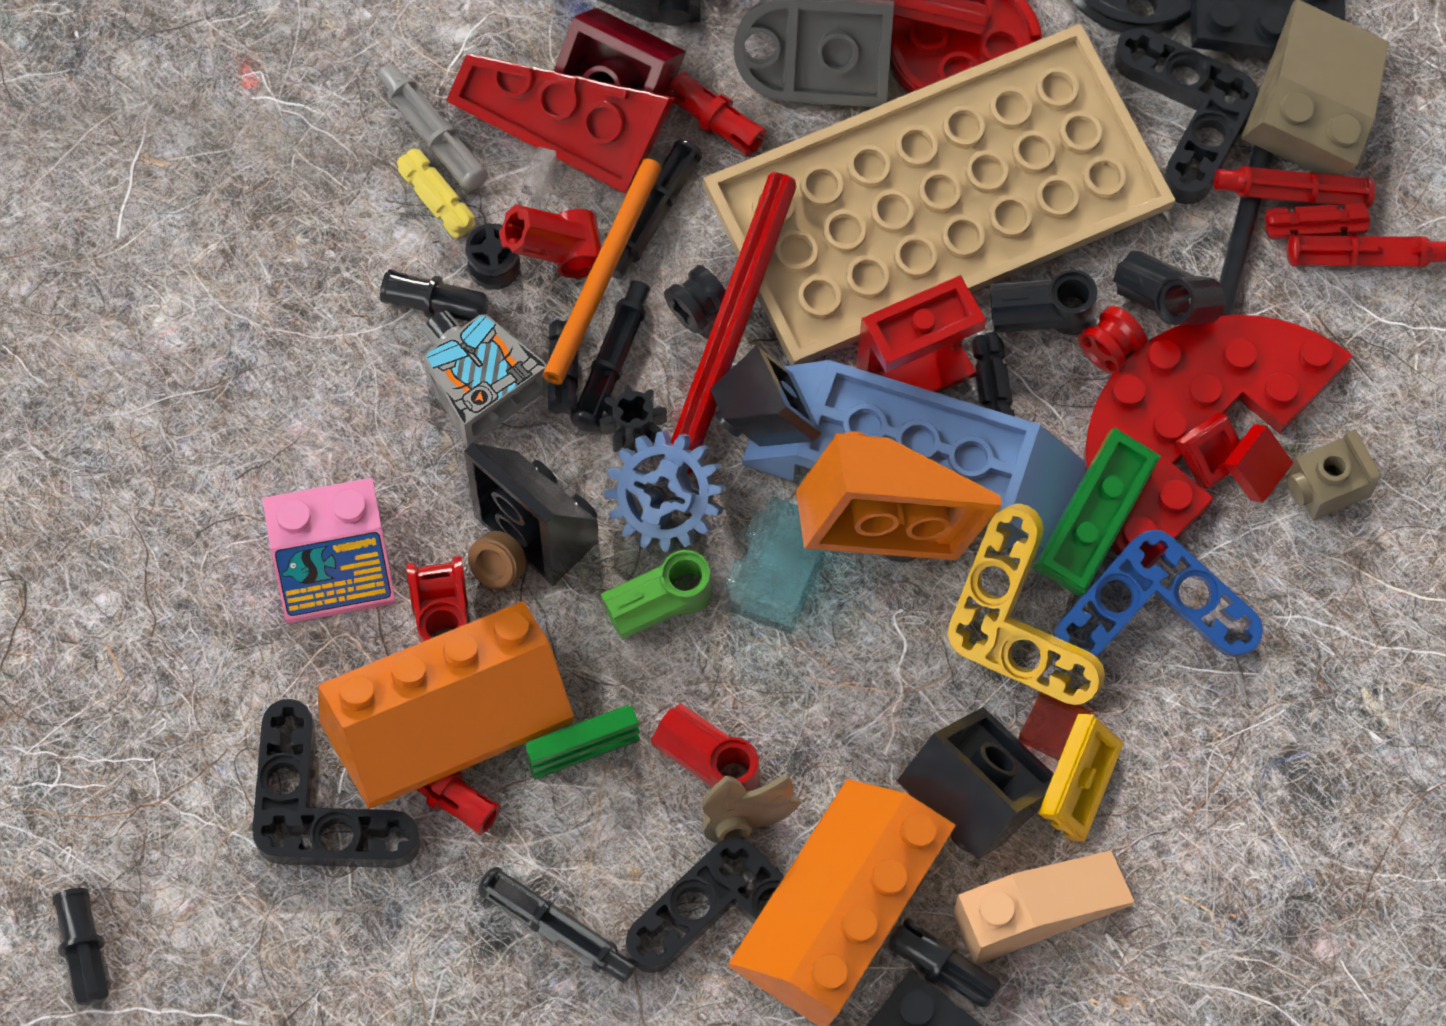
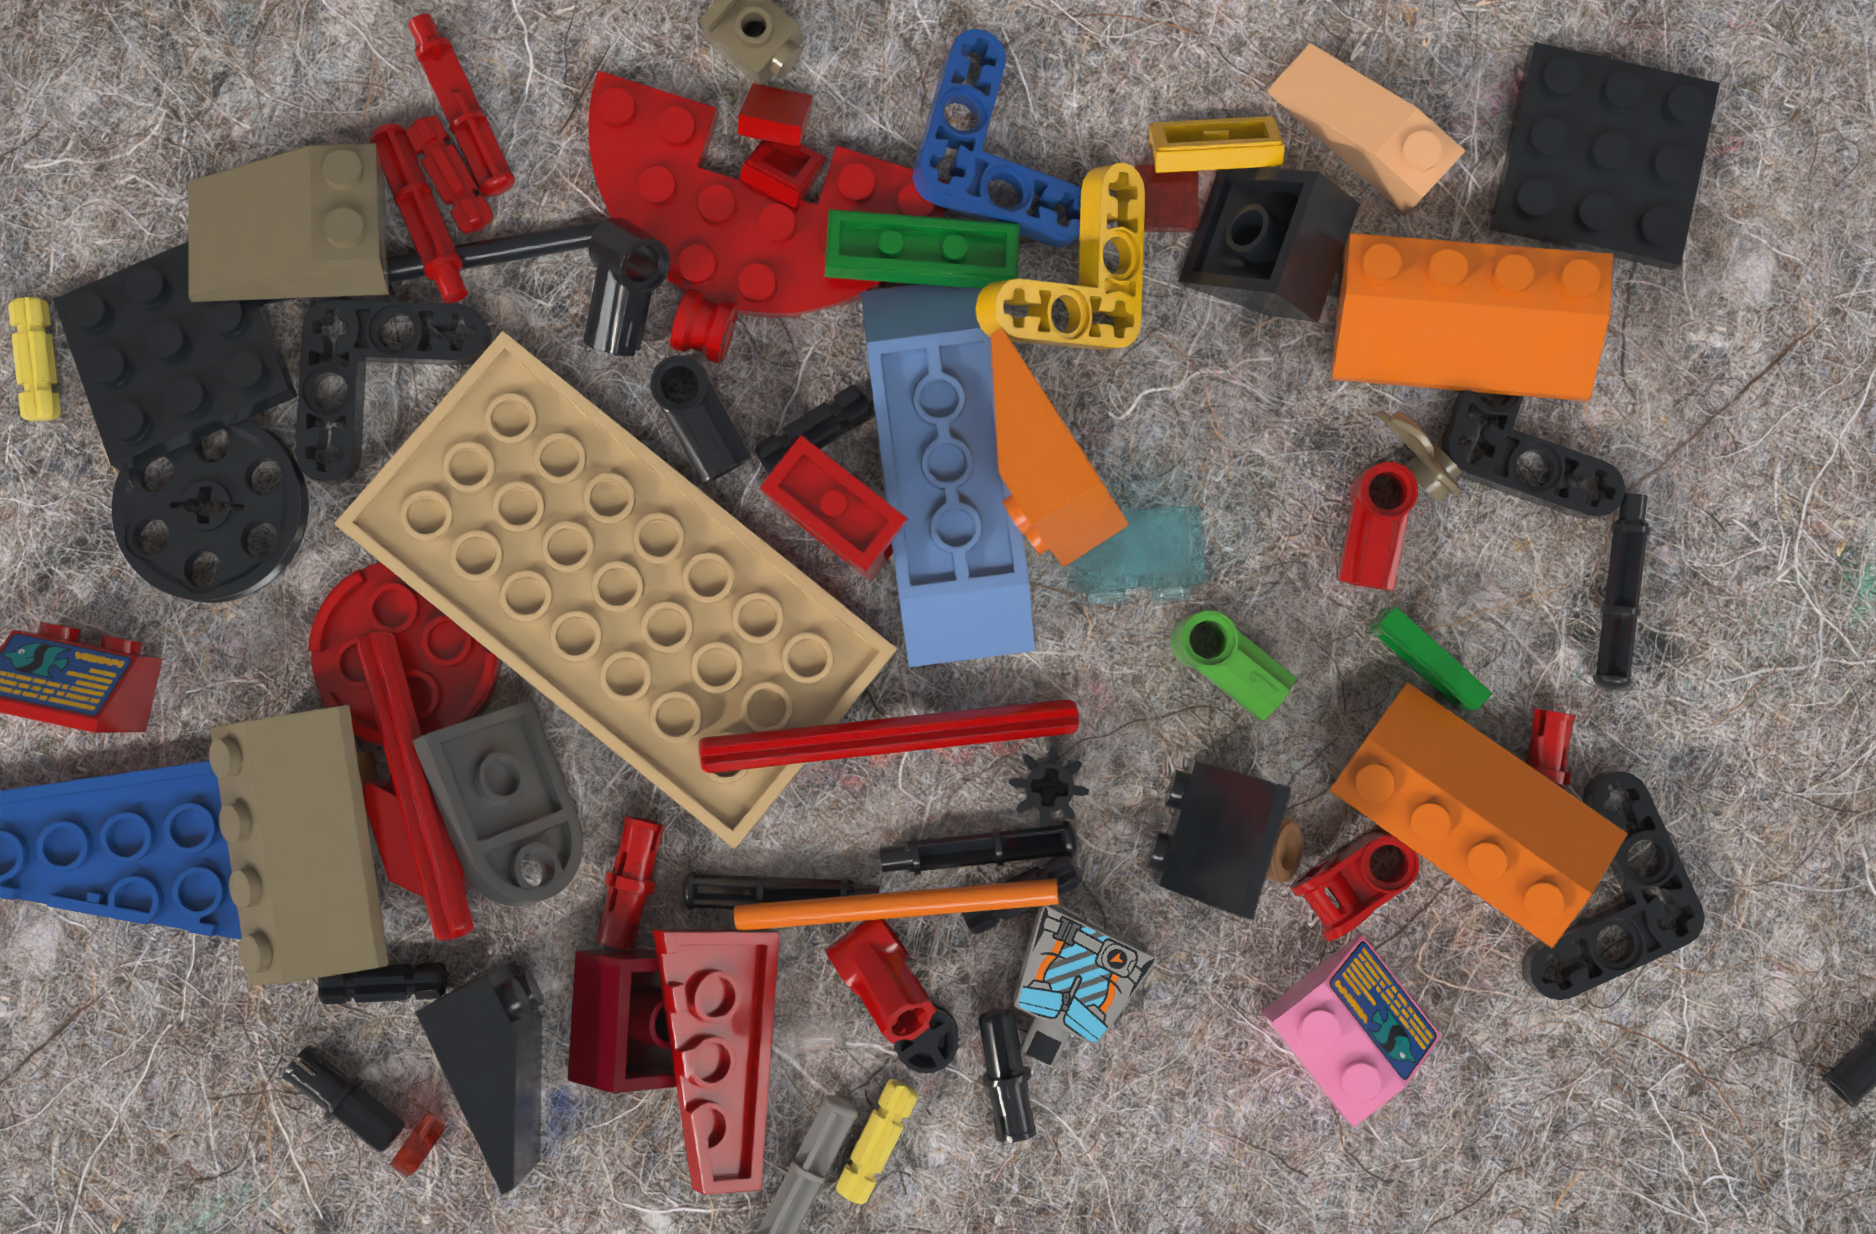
camera: 110 degrees left, 20 degrees up
(655, 513) = (1118, 709): medium blue gear -> none
(695, 298) = (871, 789): black wheel -> none
(764, 402) = (976, 647): black slope -> none
(944, 963) = (1473, 187): black axle -> none

